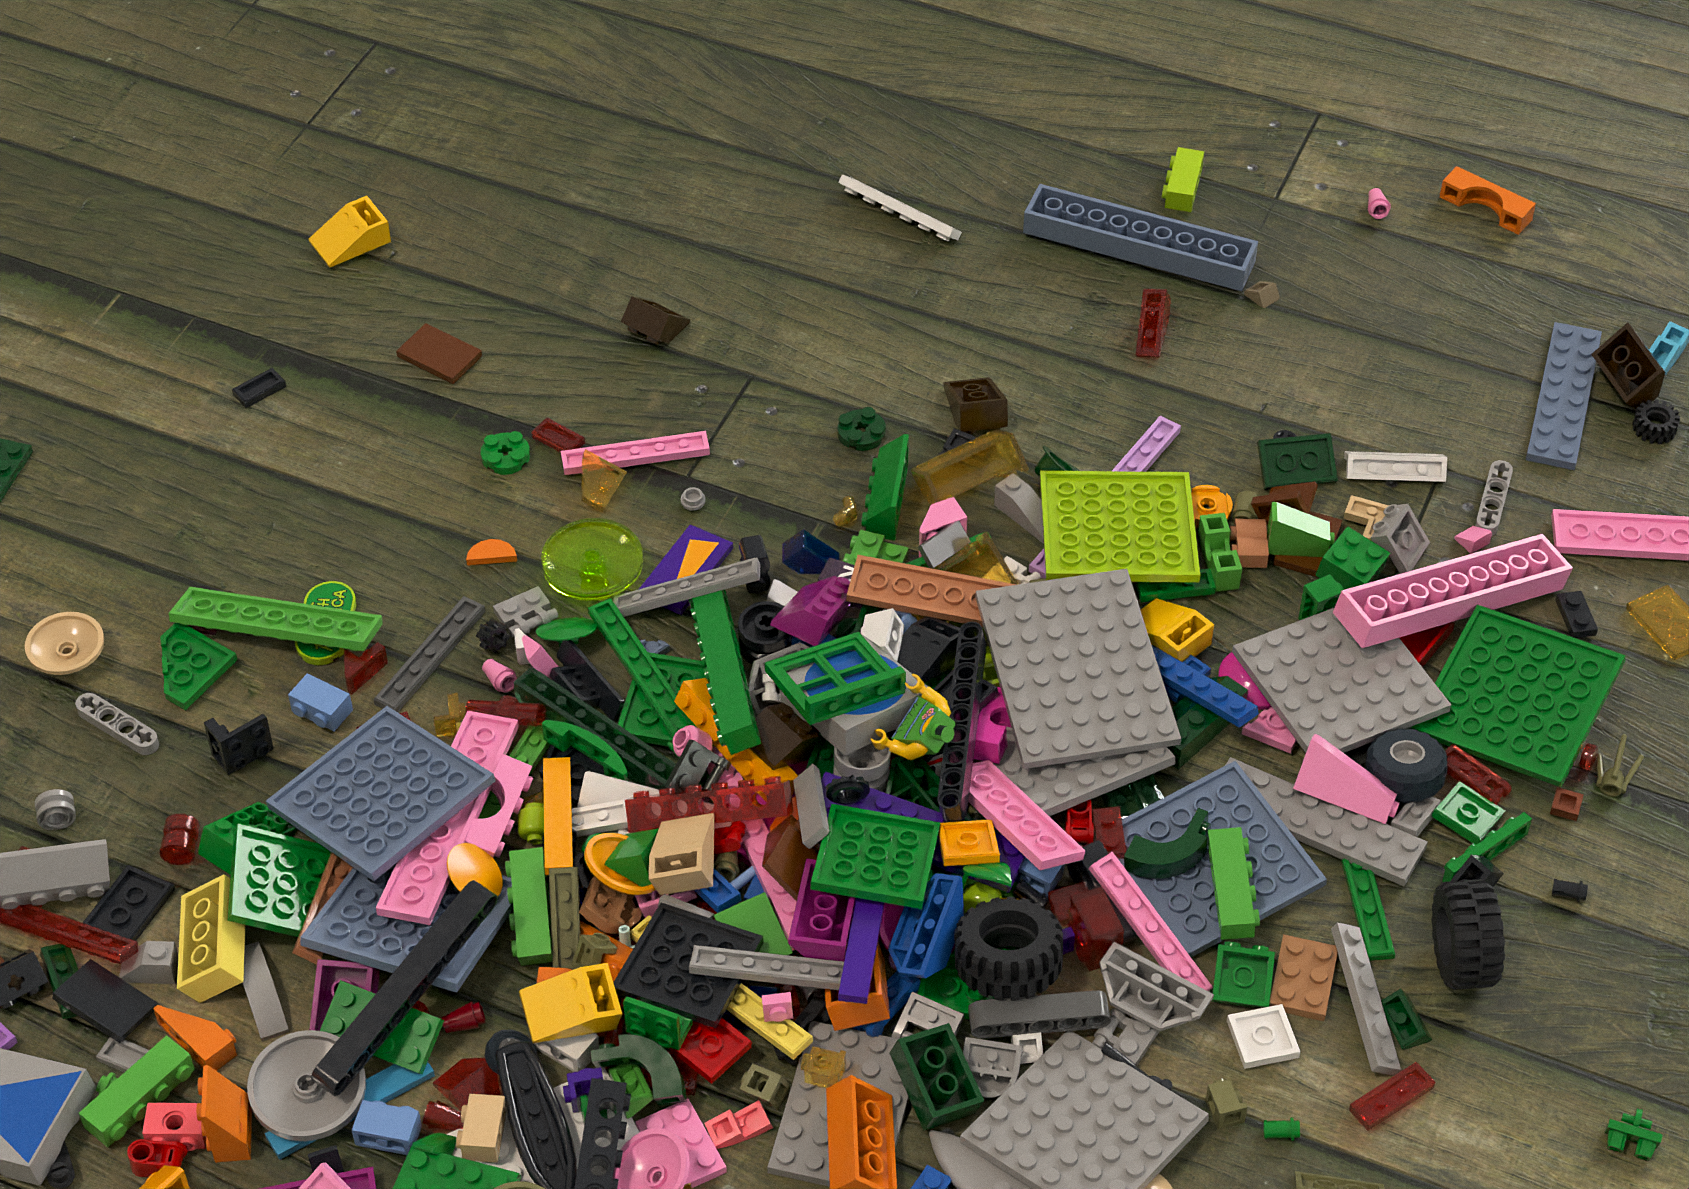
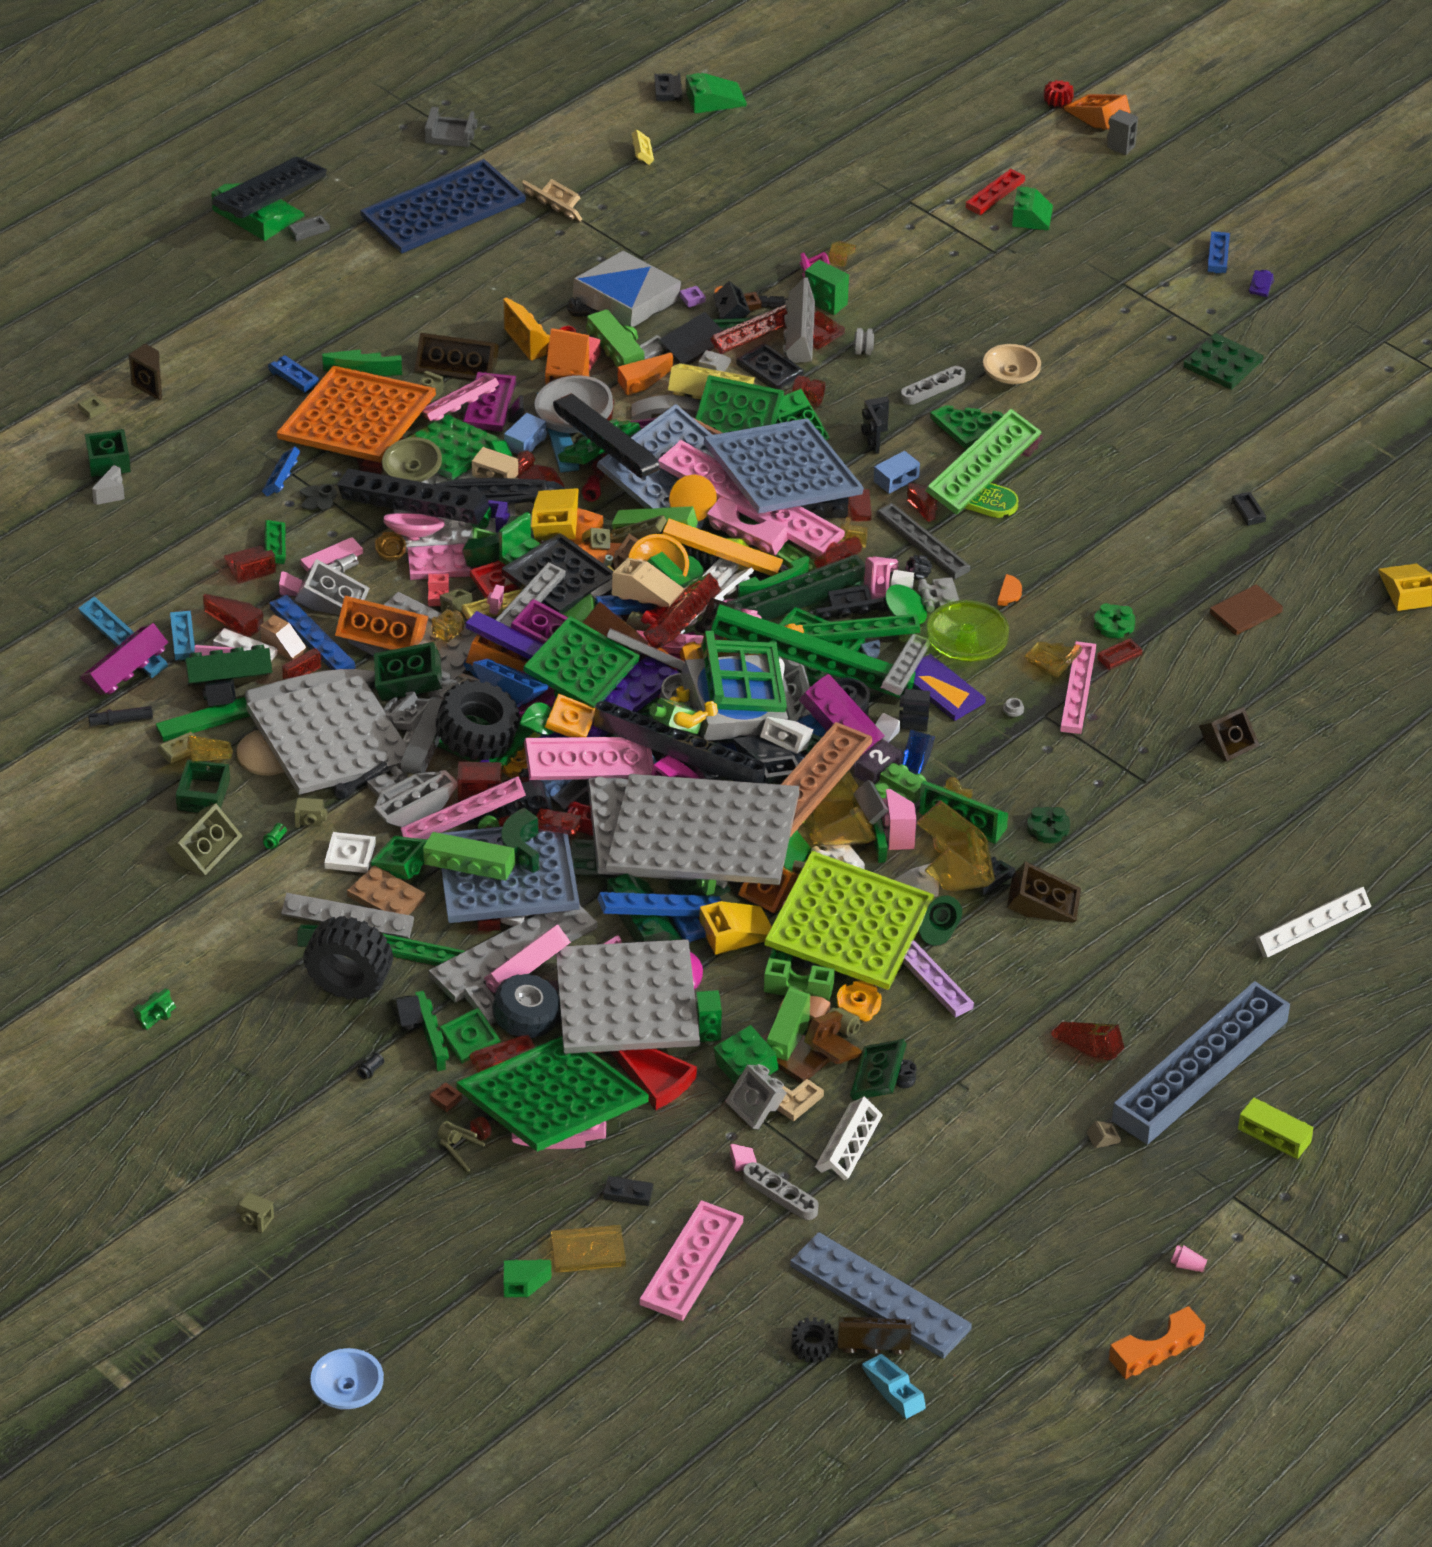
camera: 110 degrees right, 5 degrees down
(855, 790) = (643, 662): black gear -> none
(1392, 1096) = (264, 899): clear red plate -> none
(1451, 590) = (671, 1088): bright pink brick -> none

